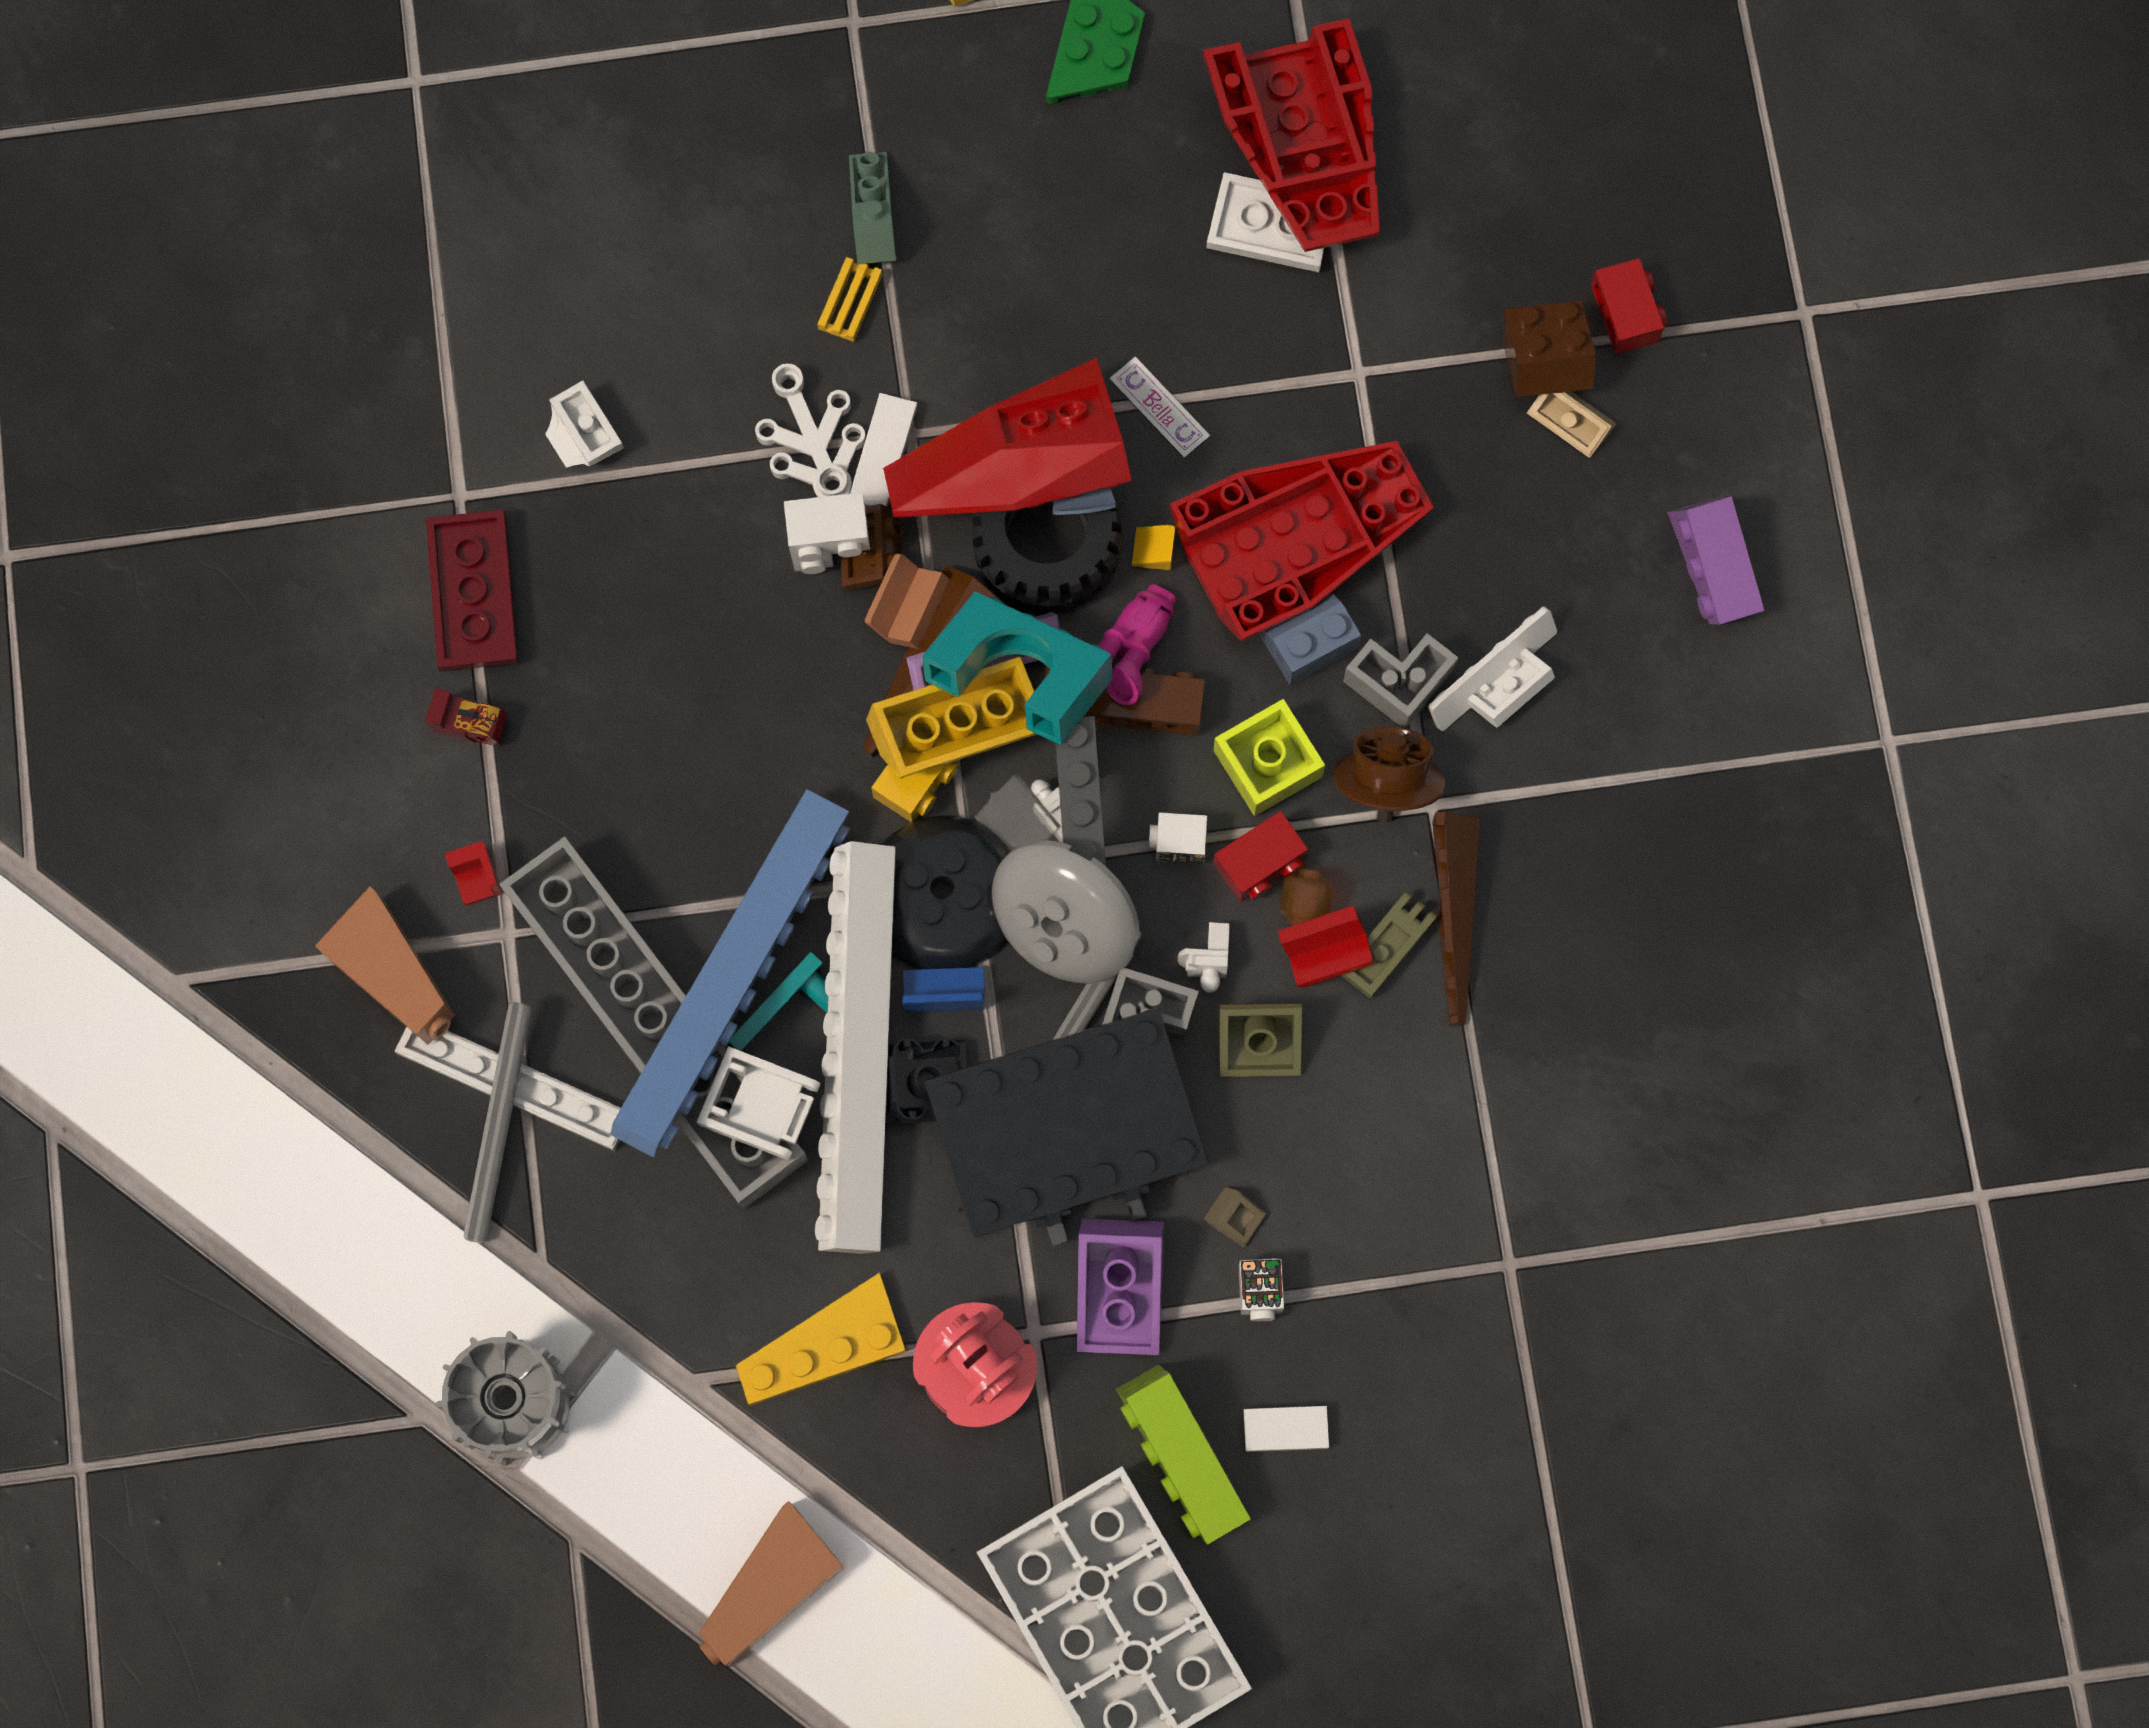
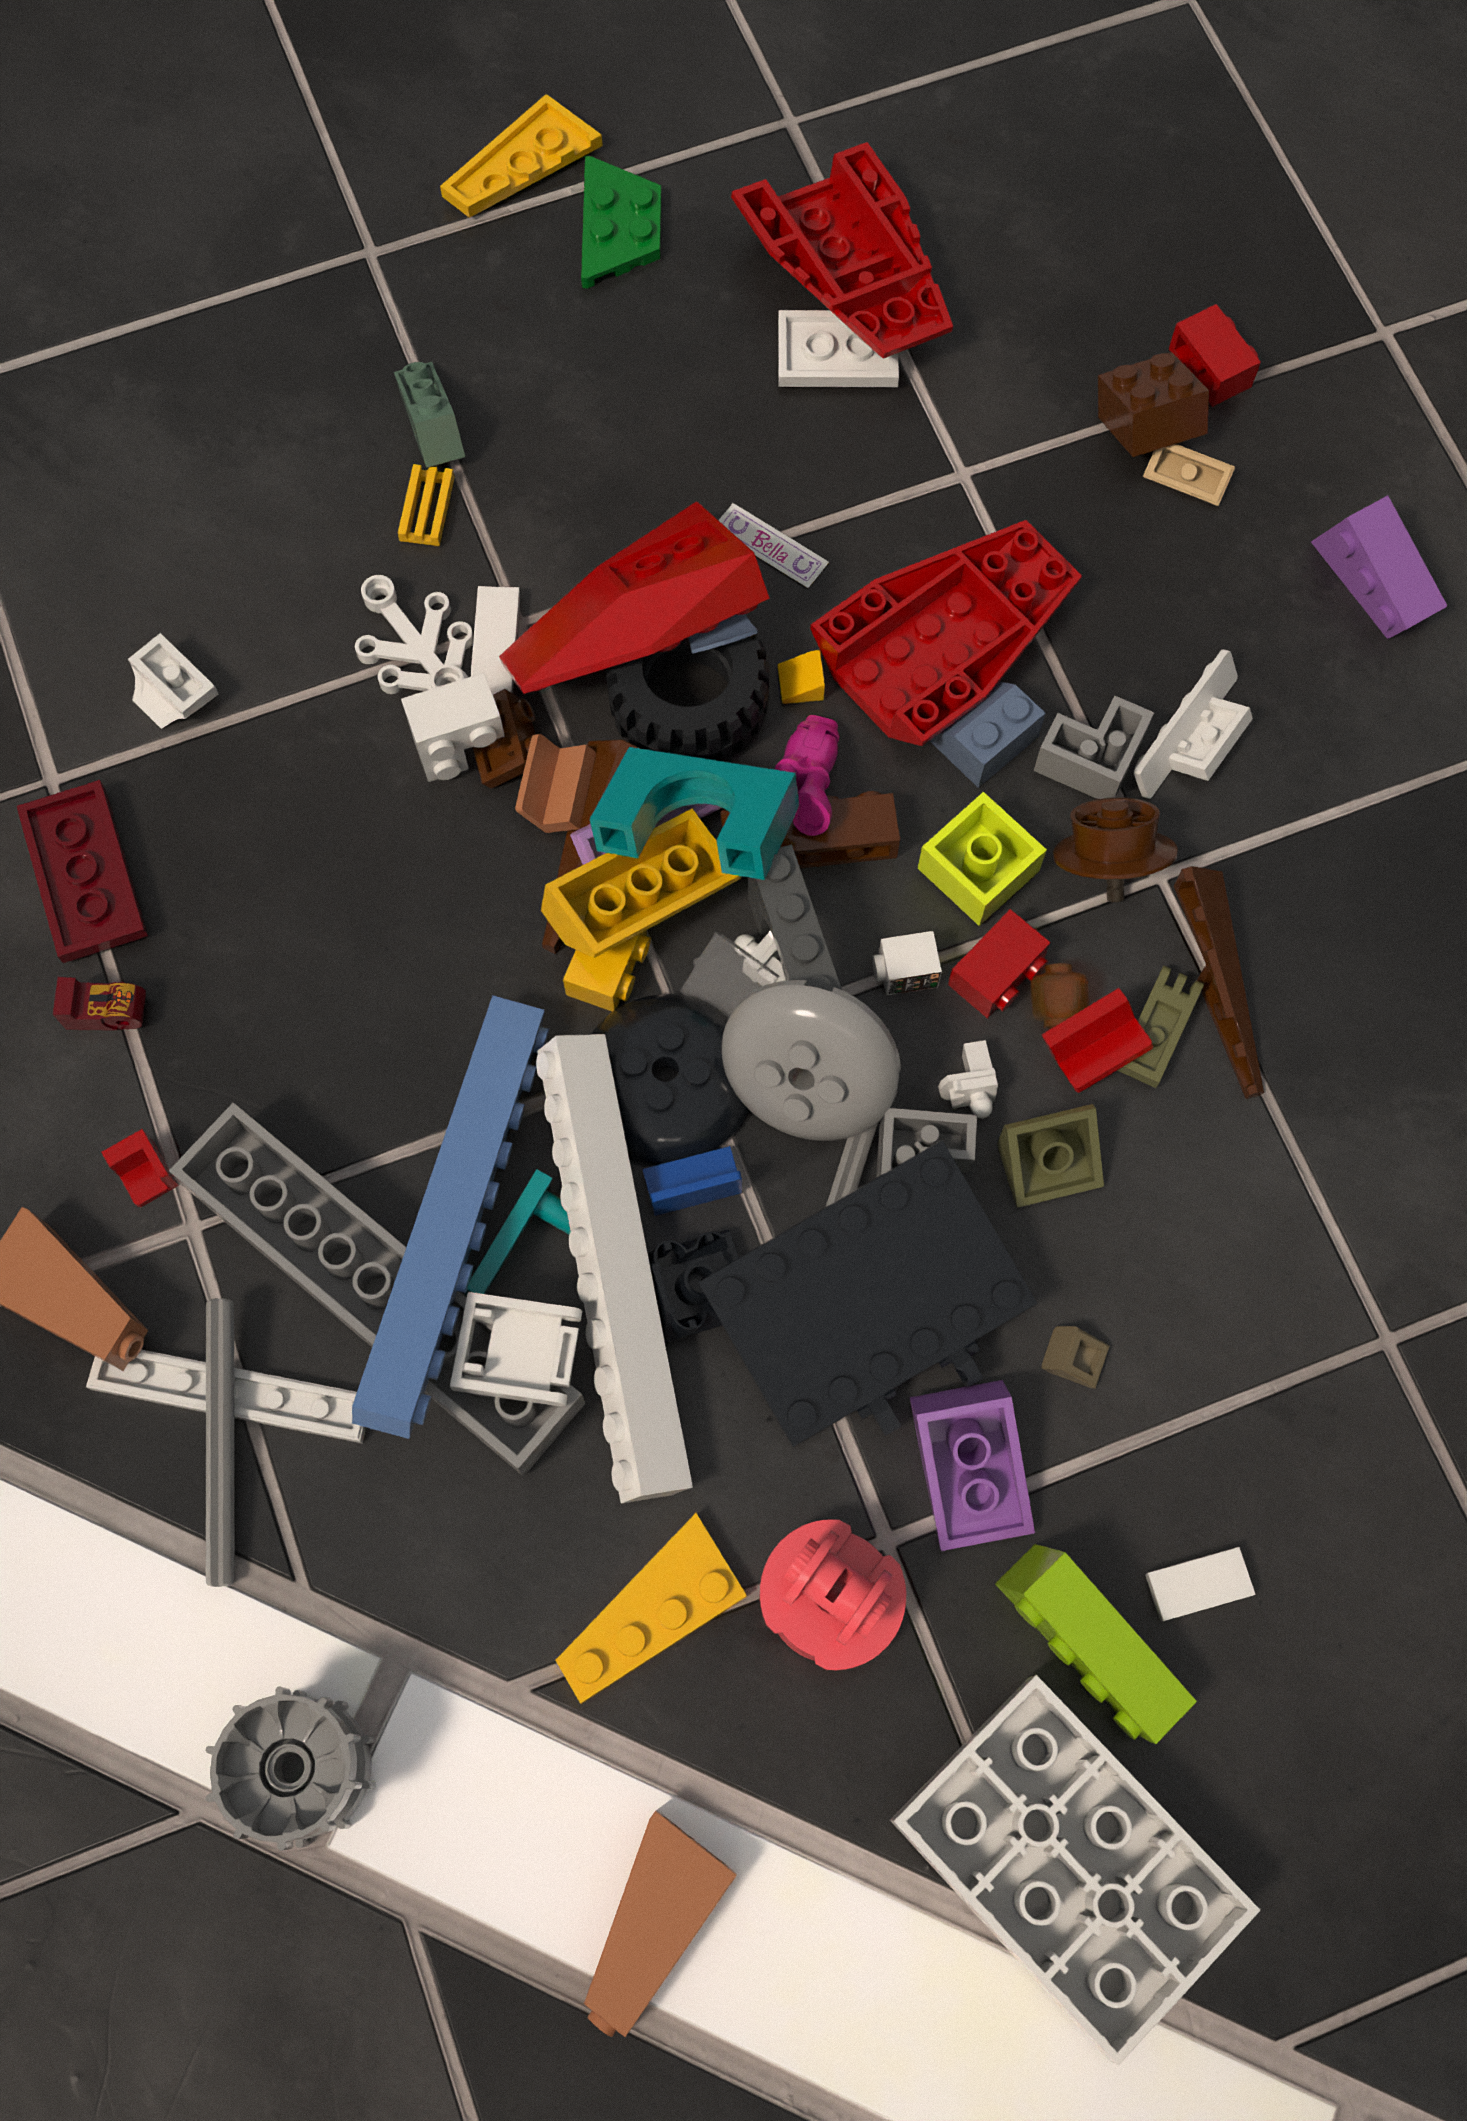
camera: 15 degrees left, 5 degrees down
(1261, 1288) = (1130, 1430): brick -> none

